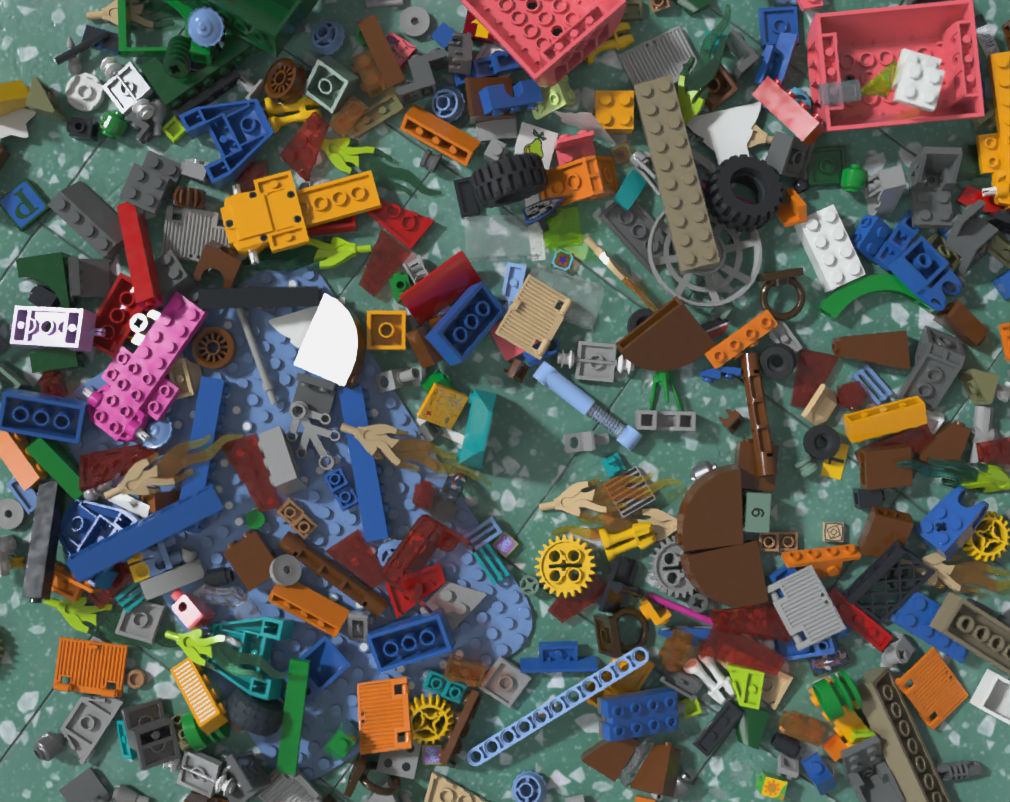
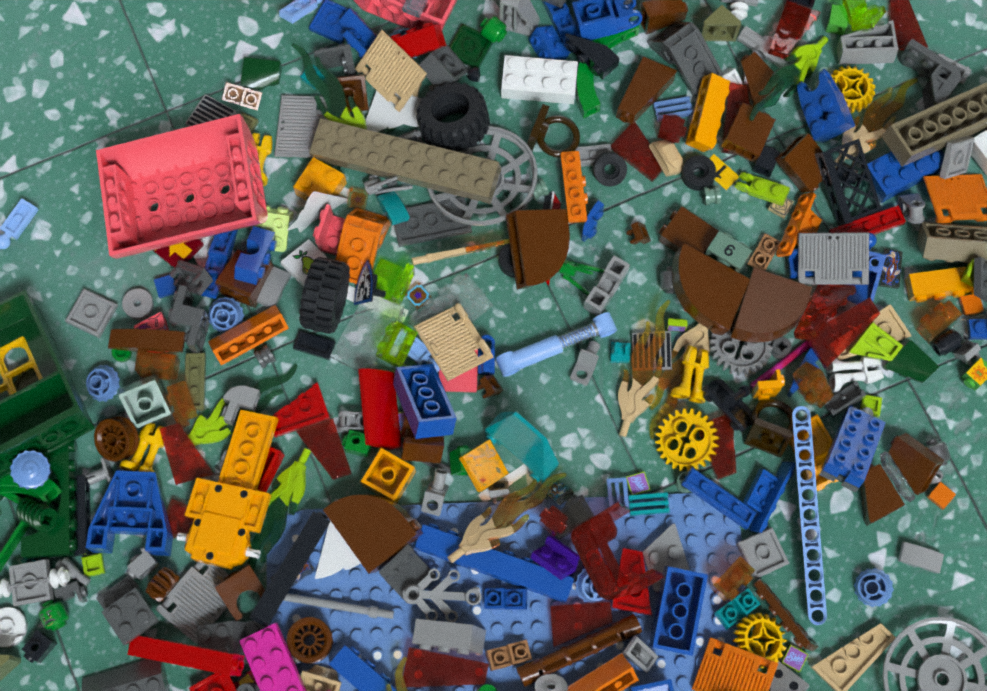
camera: 60 degrees left, 15 degrees down
(380, 162) = (239, 397): none -> light grey brick
(396, 513) = (556, 558): none -> dark purple bracket
(495, 151) = (291, 297): light grey brick -> none
(504, 268) = (396, 343): none -> clear neon green window
(529, 620) = (718, 498): none -> blue tile
(595, 361) = (522, 316): light grey plate -> none
(664, 497) = (677, 325): none -> lime tile
(718, 728) = (902, 391): black tile -> none
(755, 110) = (390, 70): none -> tan window
(758, 415) = (646, 208): reddish brown piece -> none
(793, 210) = (491, 87): orange panel -> none
(839, 508) = (763, 189): none -> lime hinge
(839, 694) = (923, 271): green wheel -> none
(880, 285) = (595, 55): none -> black slope
(970, 668) = (957, 157): none -> light grey tile

